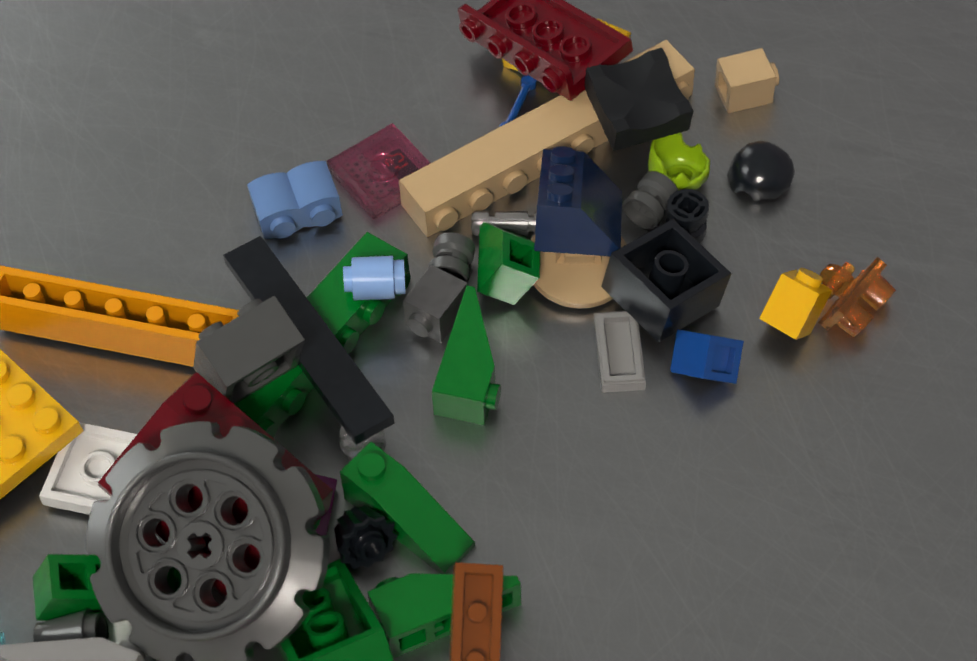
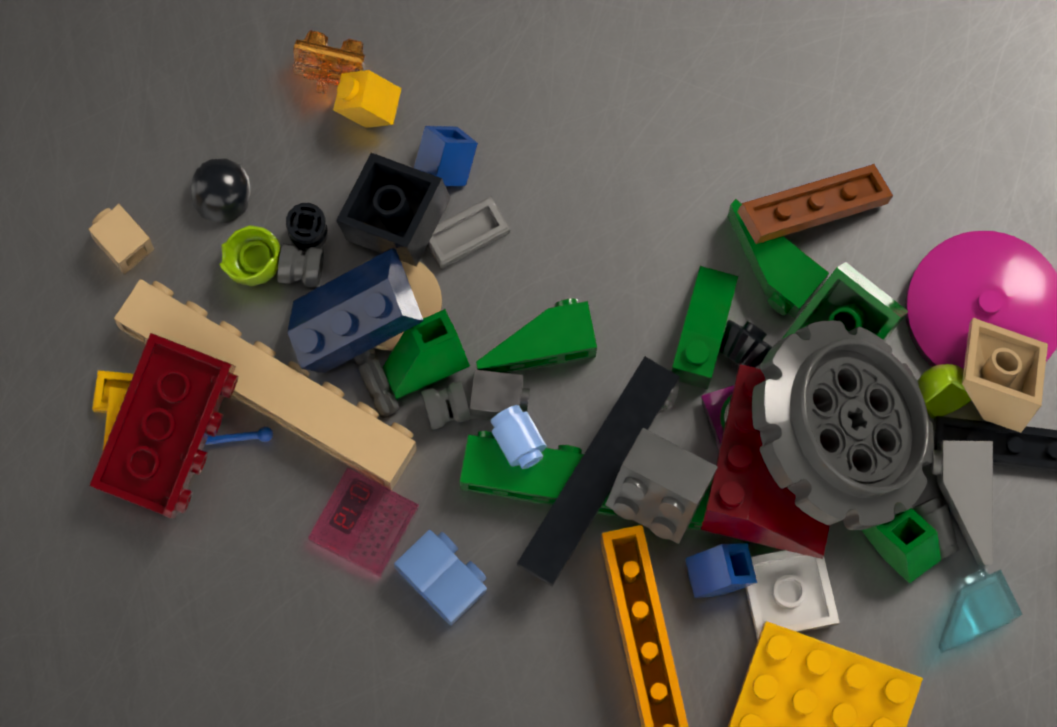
camera: 120 degrees left, 20 degrees up
(141, 404) = (721, 570): none -> blue brick
(638, 100) = (216, 301): black brick -> none

